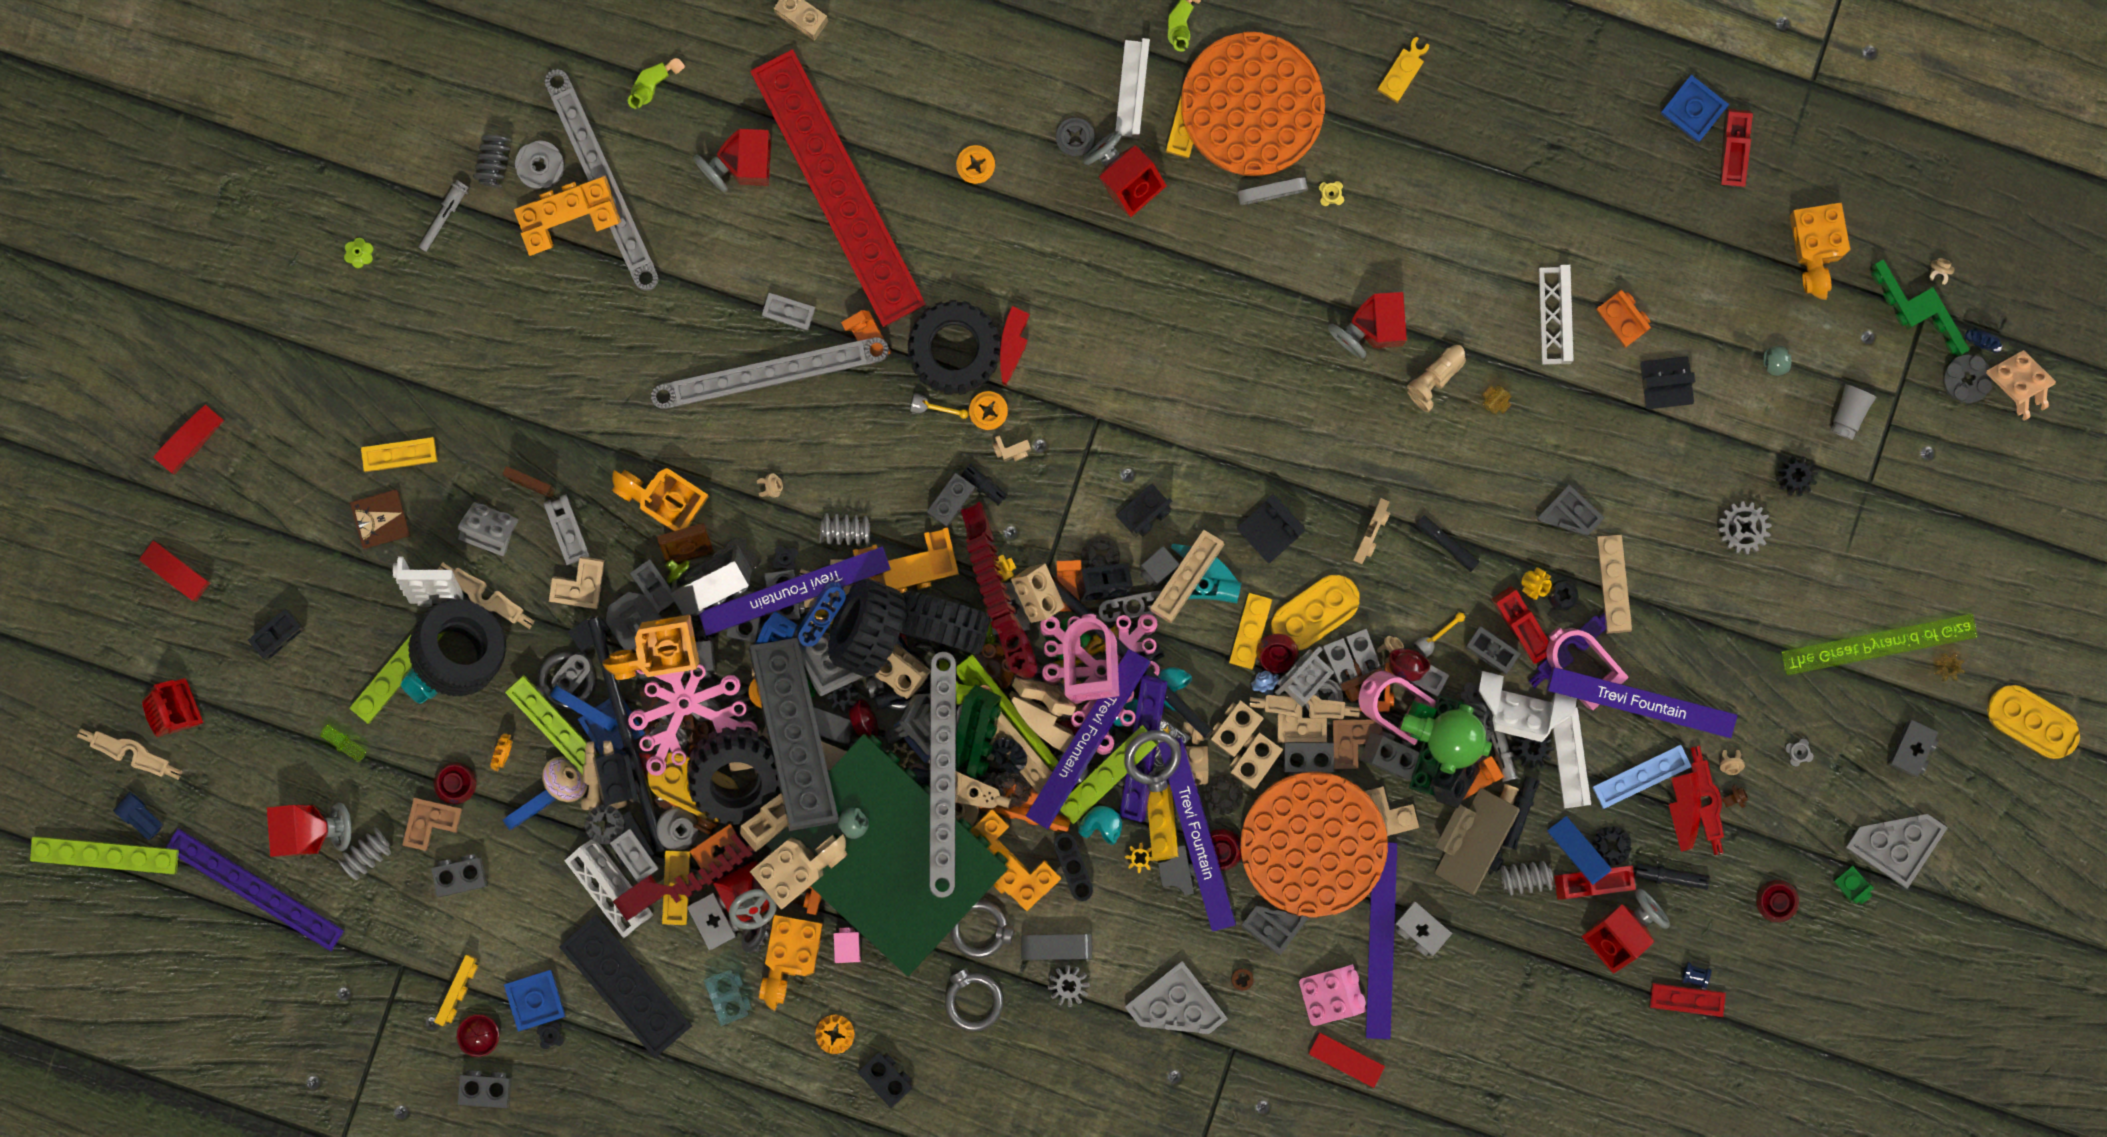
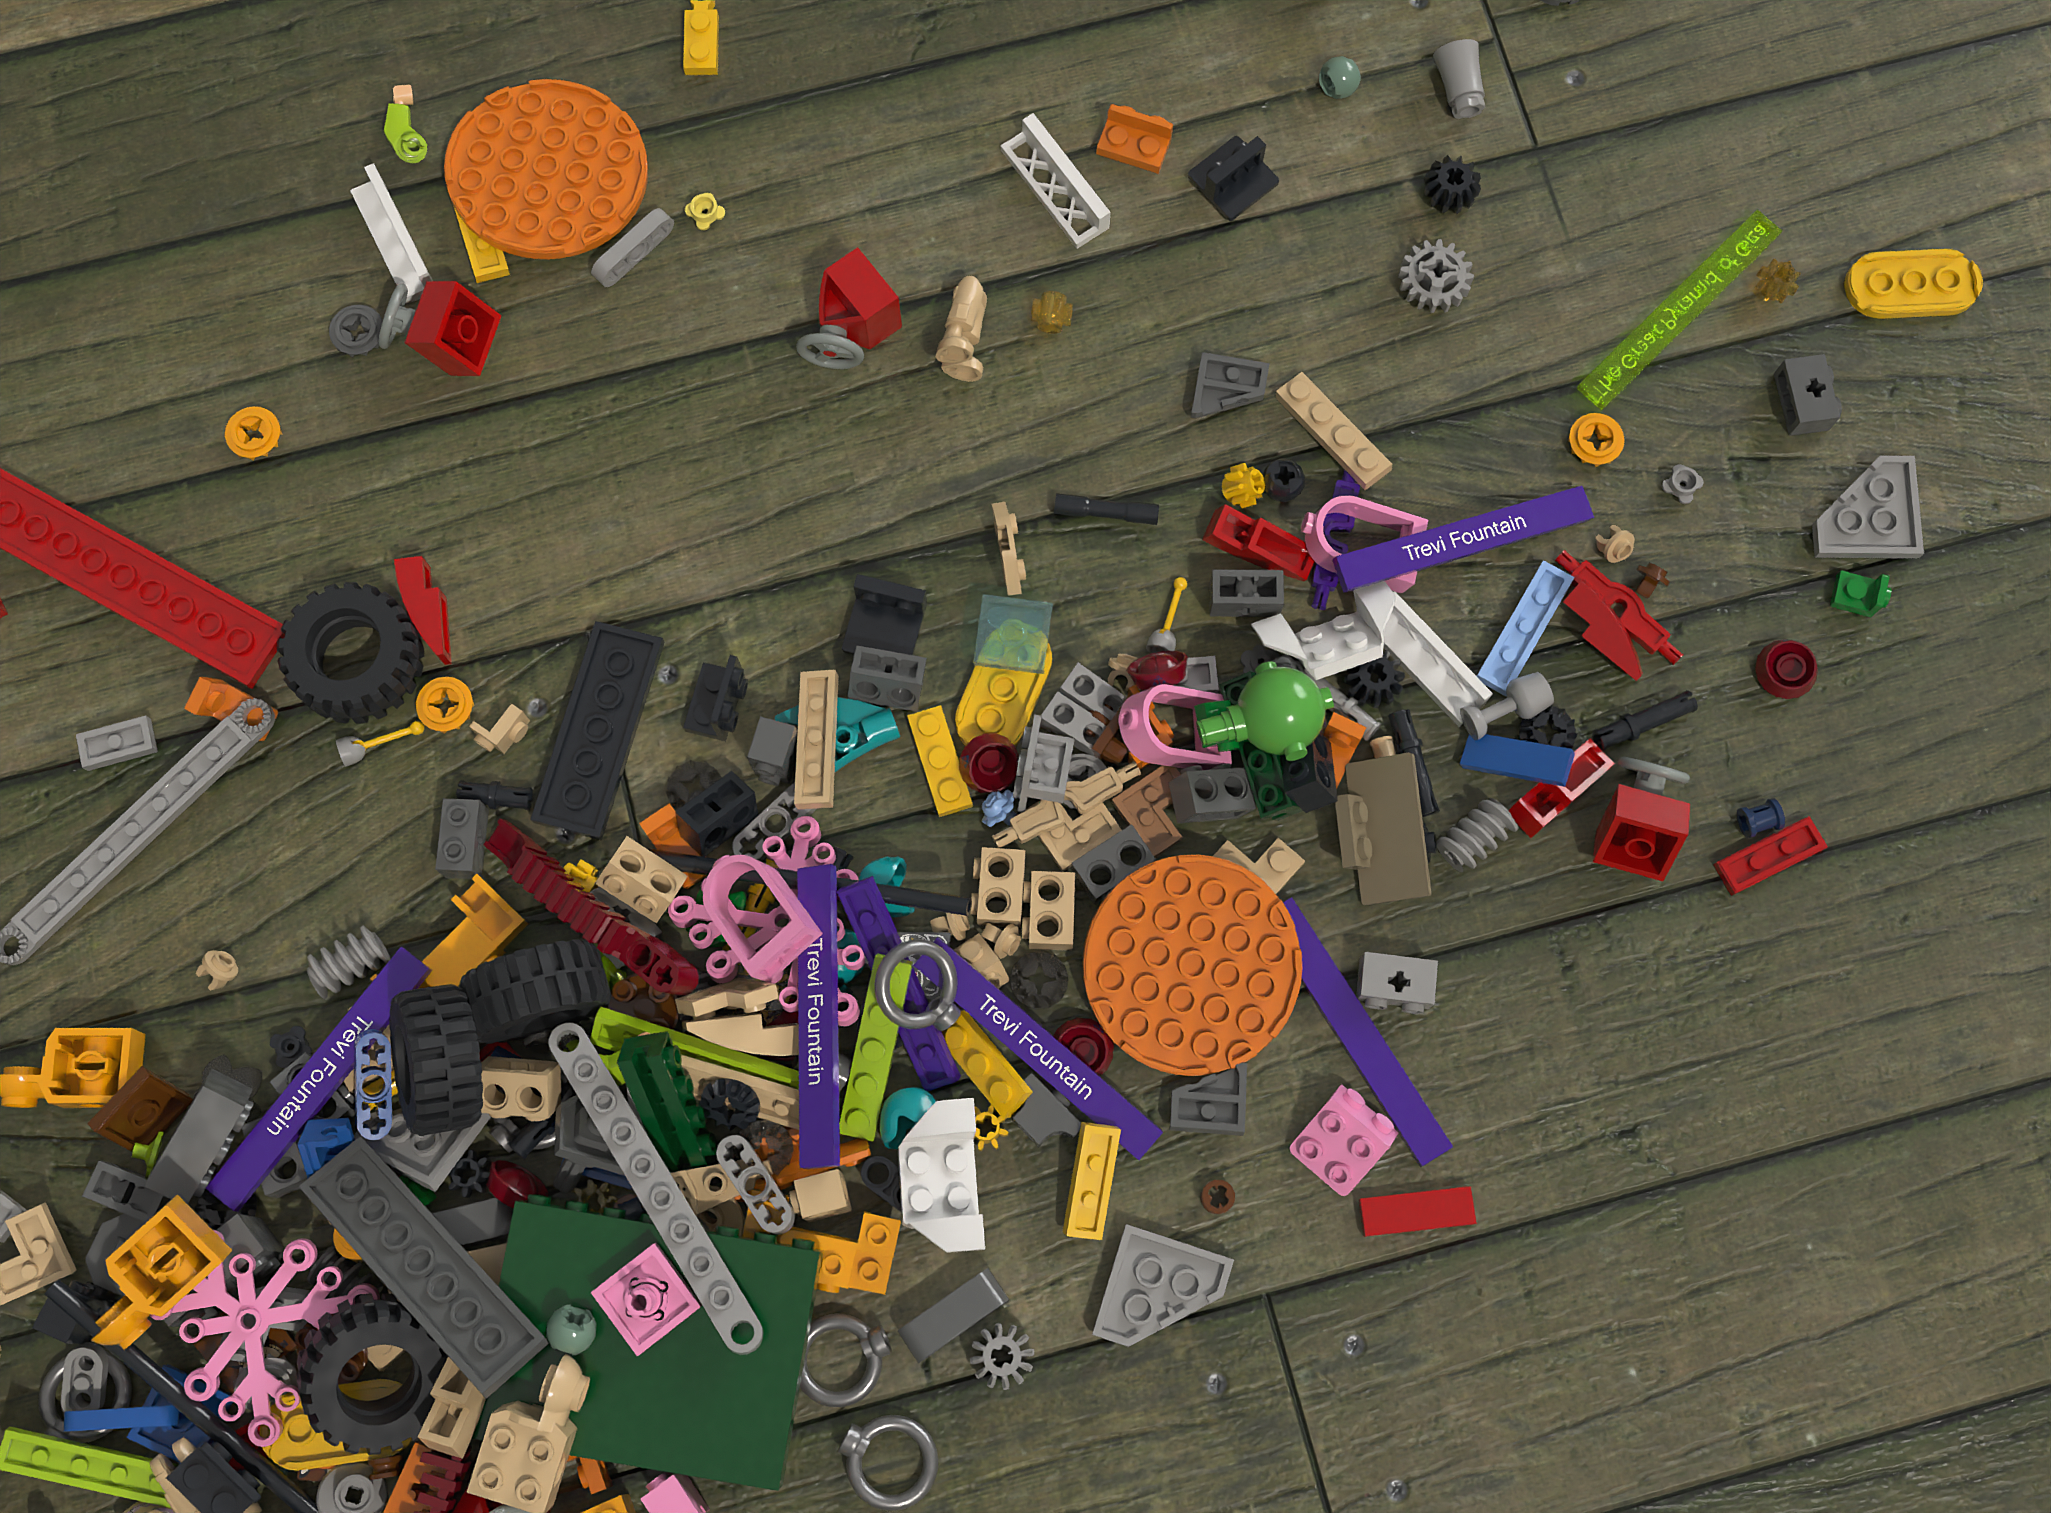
camera: 30 degrees left, 10 degrees down
(889, 846) = (643, 1301): none -> bright pink plate
(988, 790) = (731, 1168): none -> light grey beam
(1026, 836) = (820, 1196): none -> tan brick
(1067, 484) = (598, 731): none -> black plate
(1097, 870) = (940, 1177): none -> white piece
(1178, 925) = (1091, 1181): none -> yellow plate
(1219, 760) = (1005, 941): none -> tan plate
(1251, 565) = (886, 678): none -> dark grey brick
(1340, 586) = (1013, 634): none -> clear light blue plate
(1611, 818) = (1525, 697): none -> light grey piece
(1779, 690) = (1606, 429): none -> light orange gear

